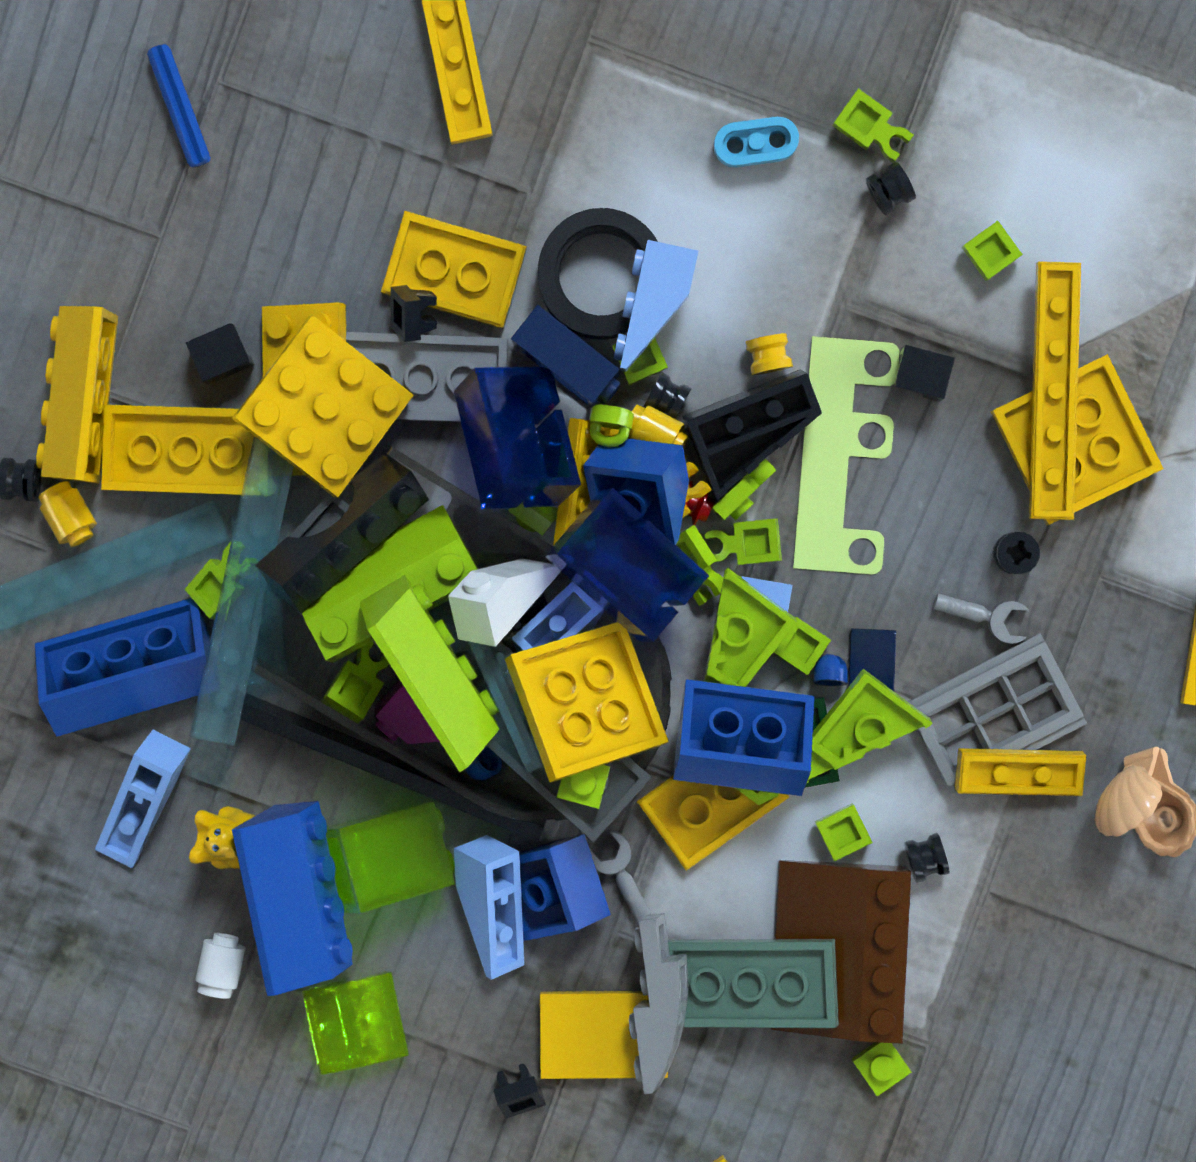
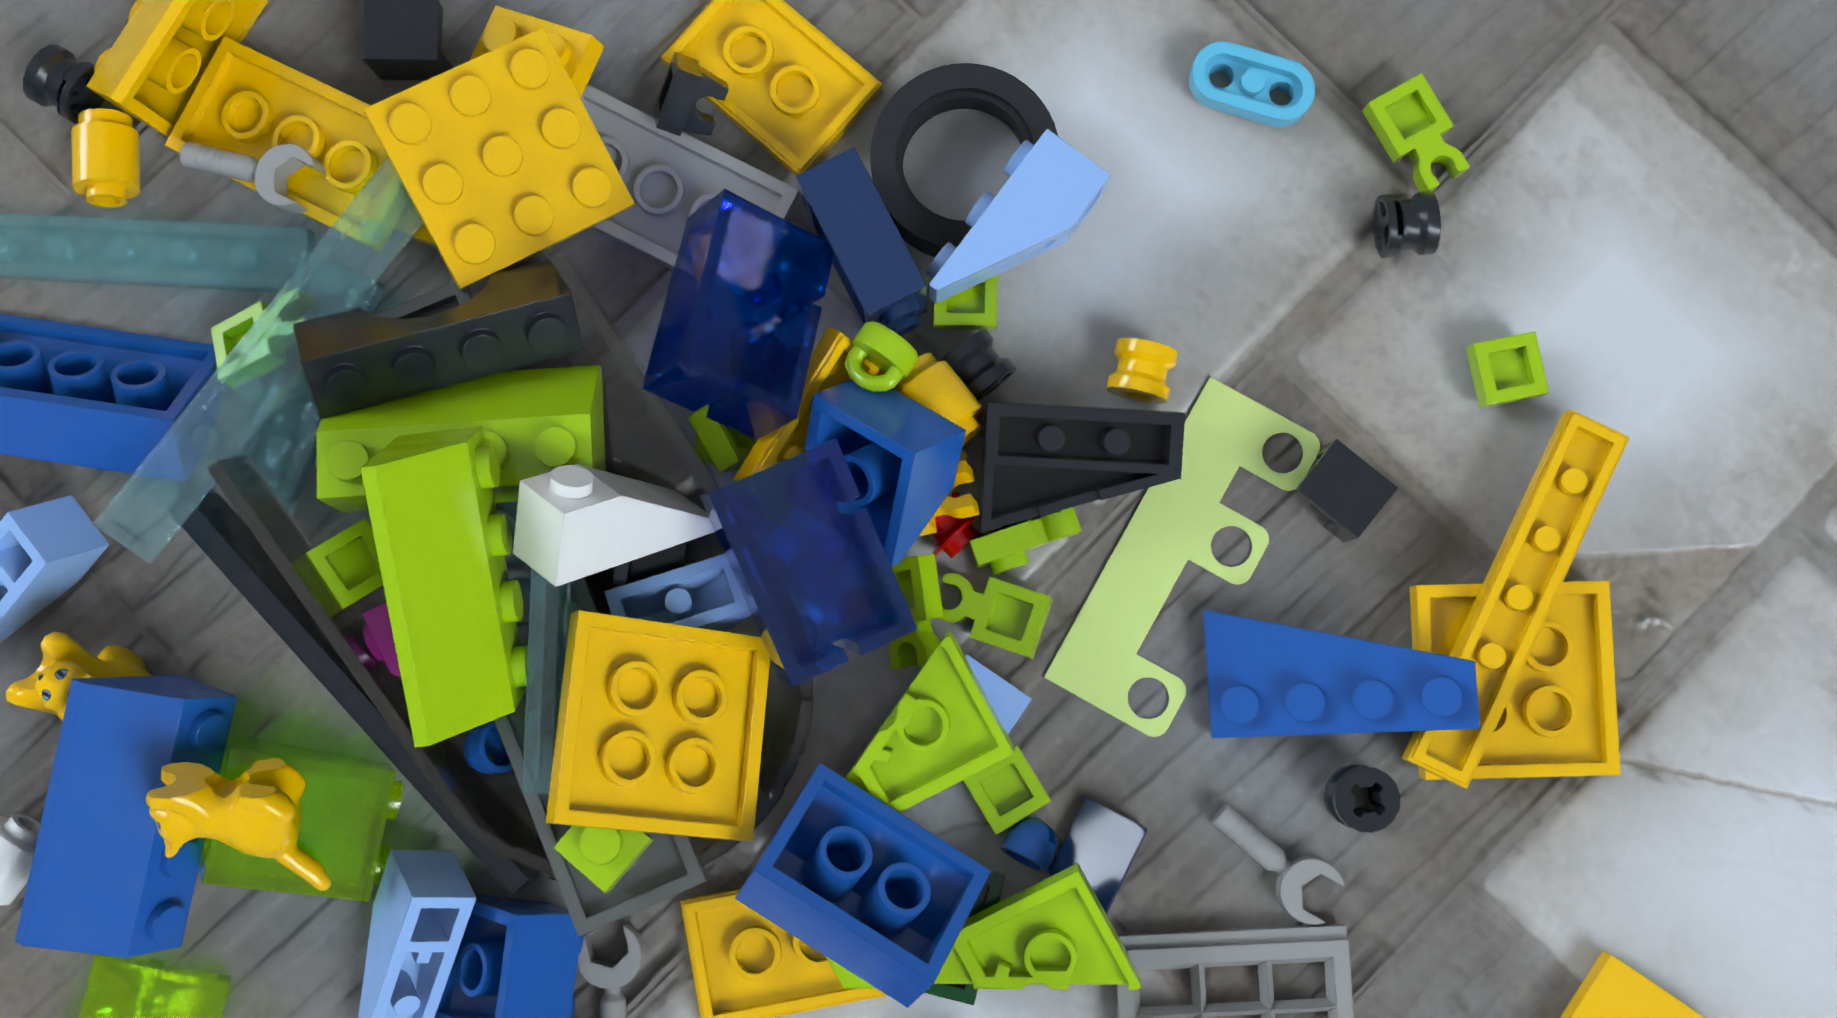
camera: 30 degrees right, 5 degrees down
(182, 479) = (268, 173): none -> light grey piece
(370, 858) = (250, 813): none -> yellow animal
(953, 498) = (1315, 683): none -> blue wing

